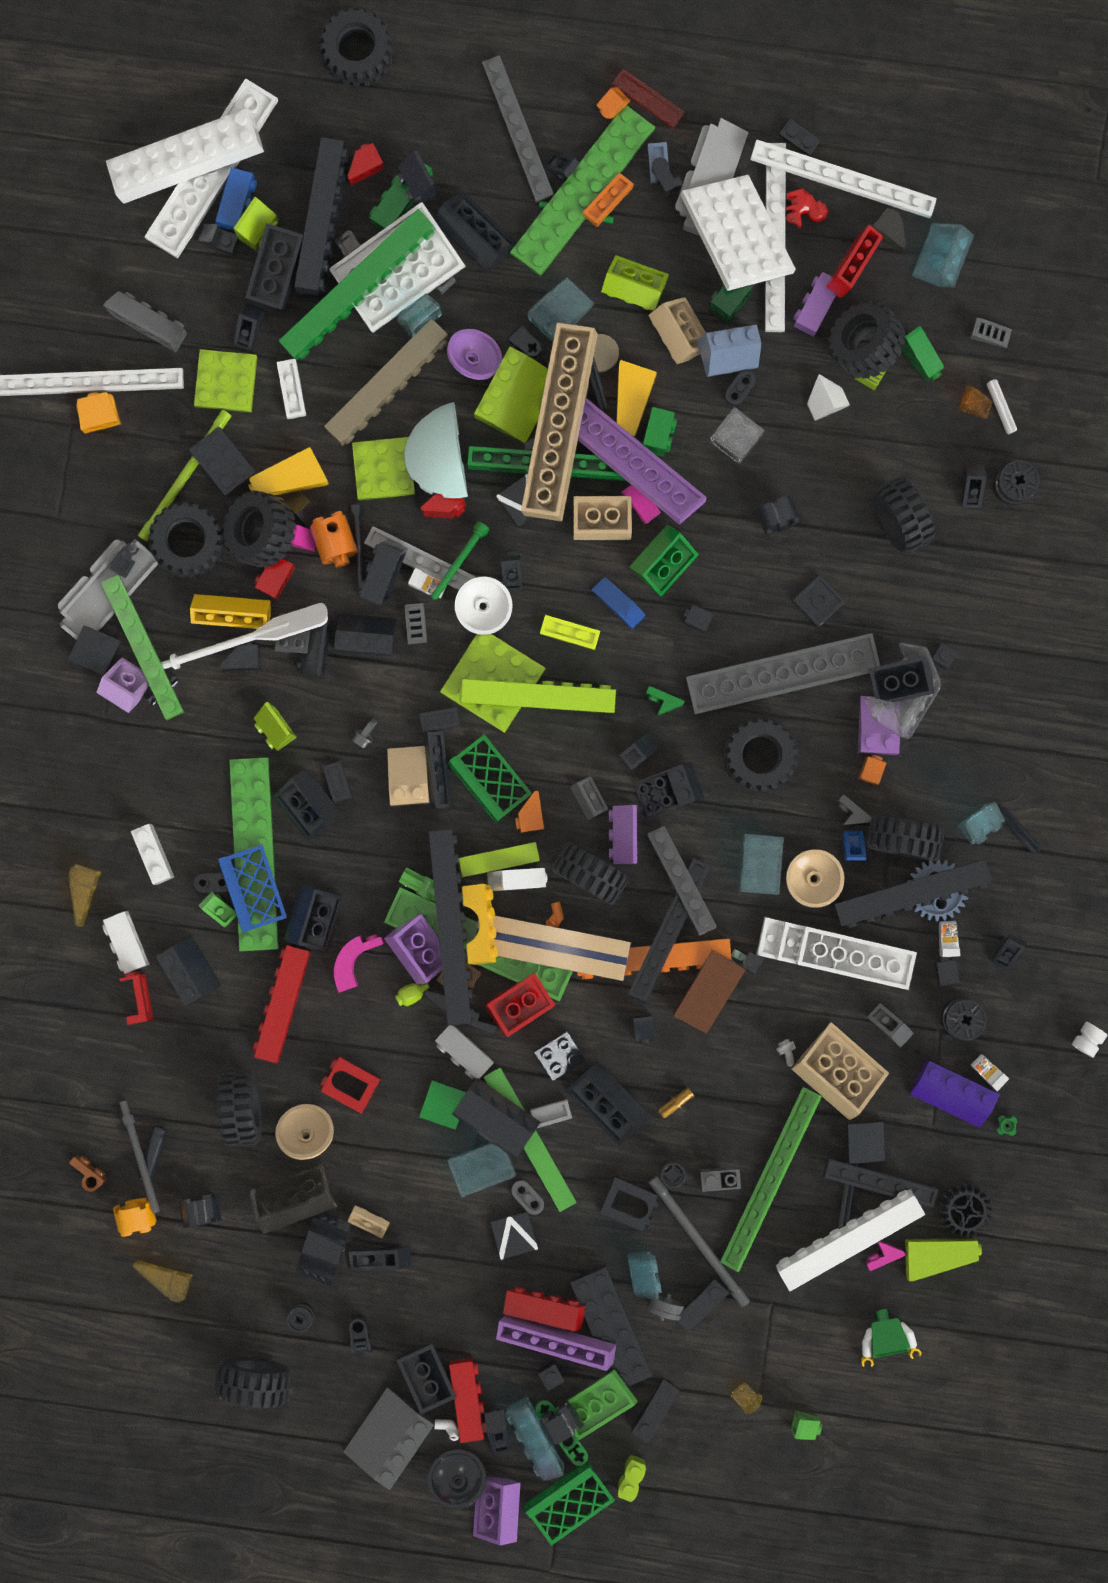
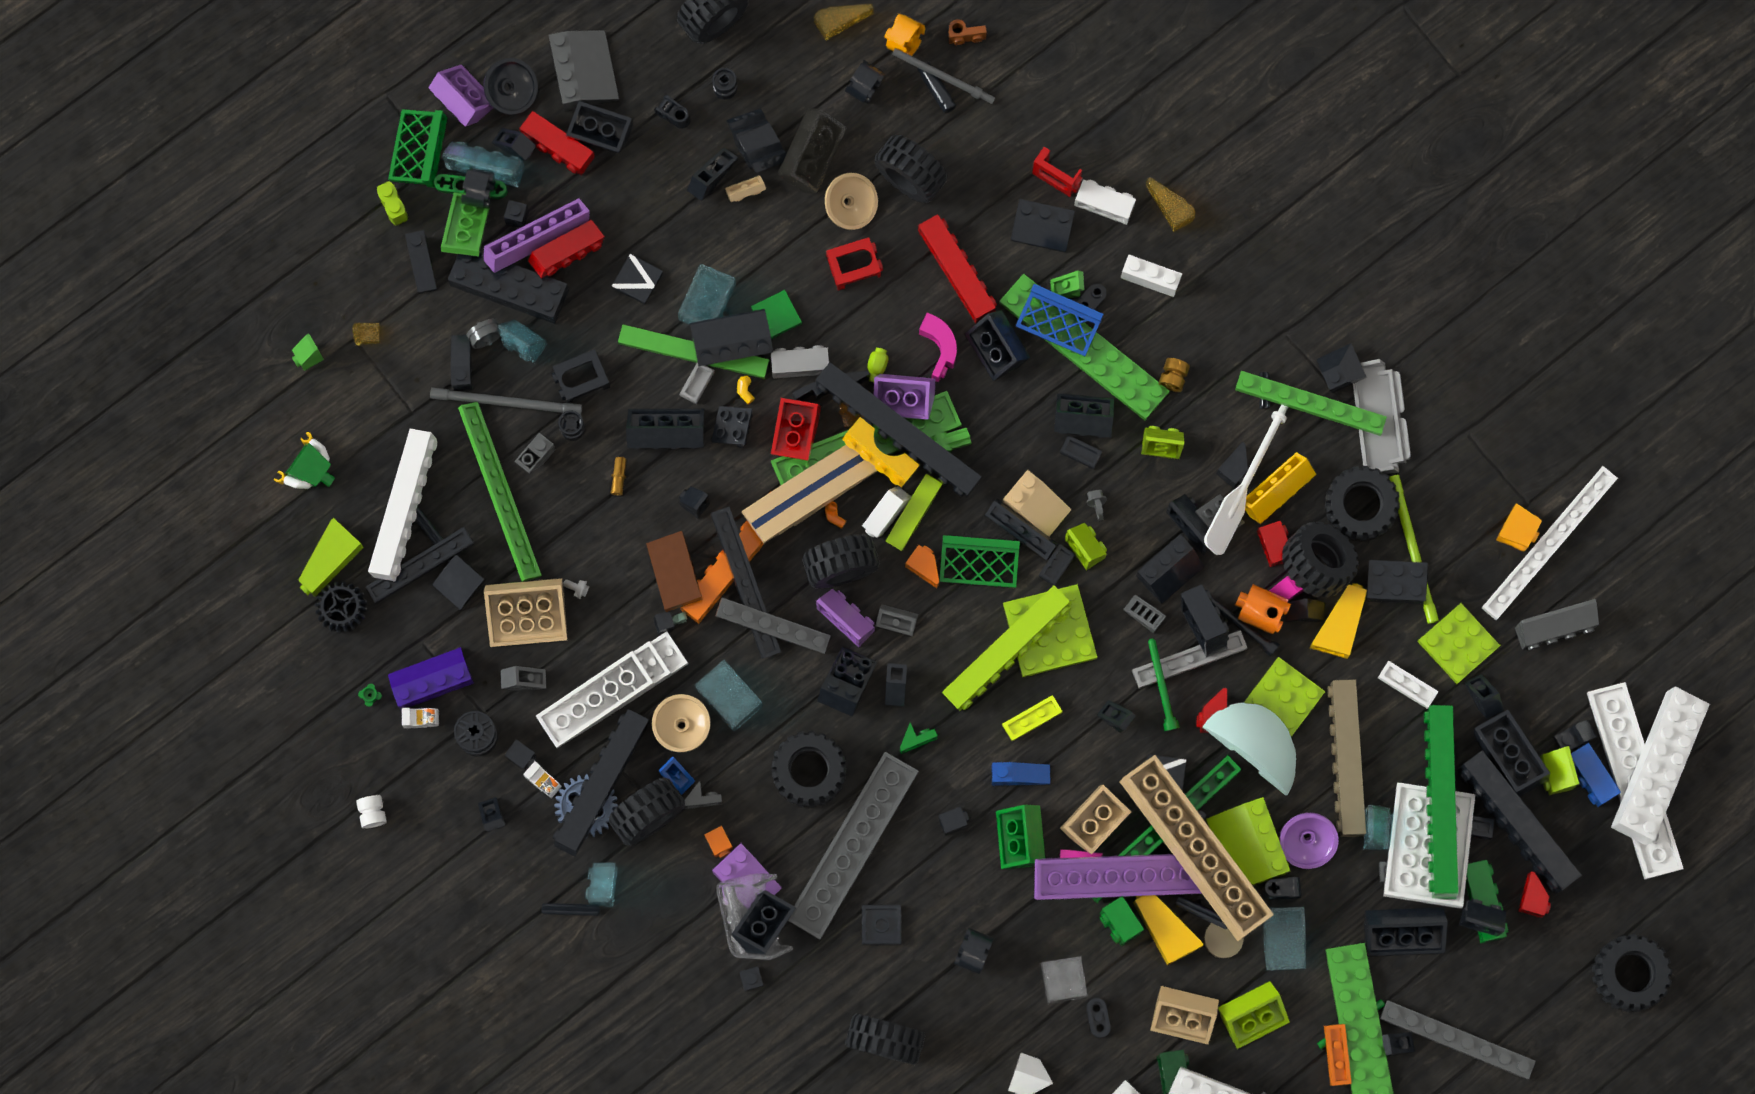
camera: 130 degrees right, 10 degrees down
(123, 563) = (1386, 445): black plate -> none
(123, 685) = (1295, 365): lavender slope -> none
(214, 766) = (1174, 373): none -> pearl gold wheel
(406, 711) = (1085, 545): none -> lime slope
(424, 582) = (1170, 646): white leg -> none
(450, 1426) = (552, 115): white arm -> none
(485, 591) = (1110, 658): white dish -> none
(524, 1074) = (742, 389): none -> yellow arm
(527, 1197) = (655, 310): dark grey plate -> none
(730, 350) = (1133, 1034): sand blue slope -> none
(888, 1254) = (365, 523): dark pink slope -> none

